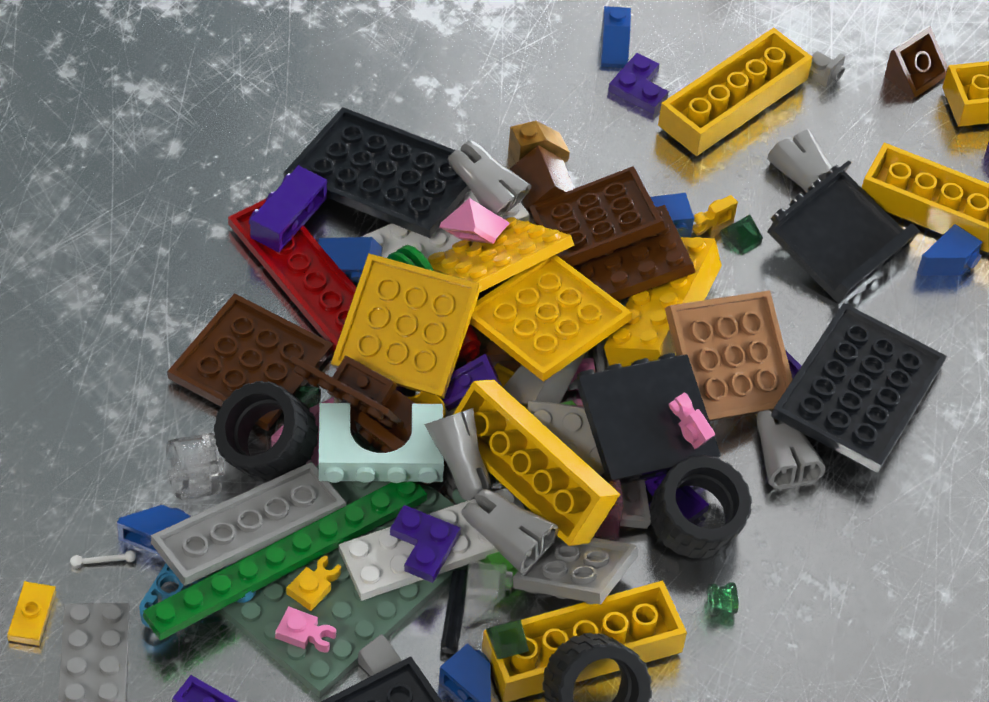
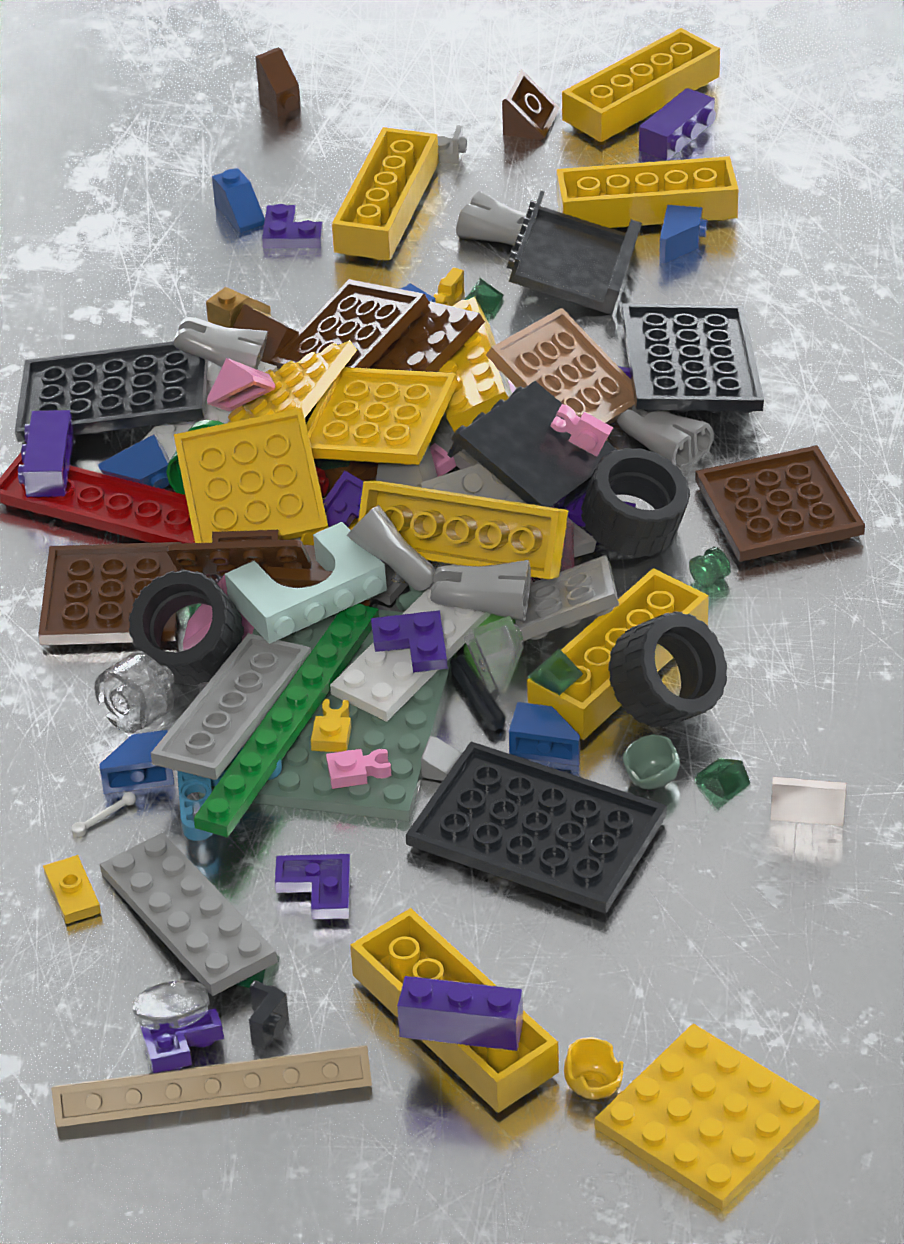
camera: 25 degrees left, 10 degrees down
(829, 568) = (779, 503): none -> reddish brown plate

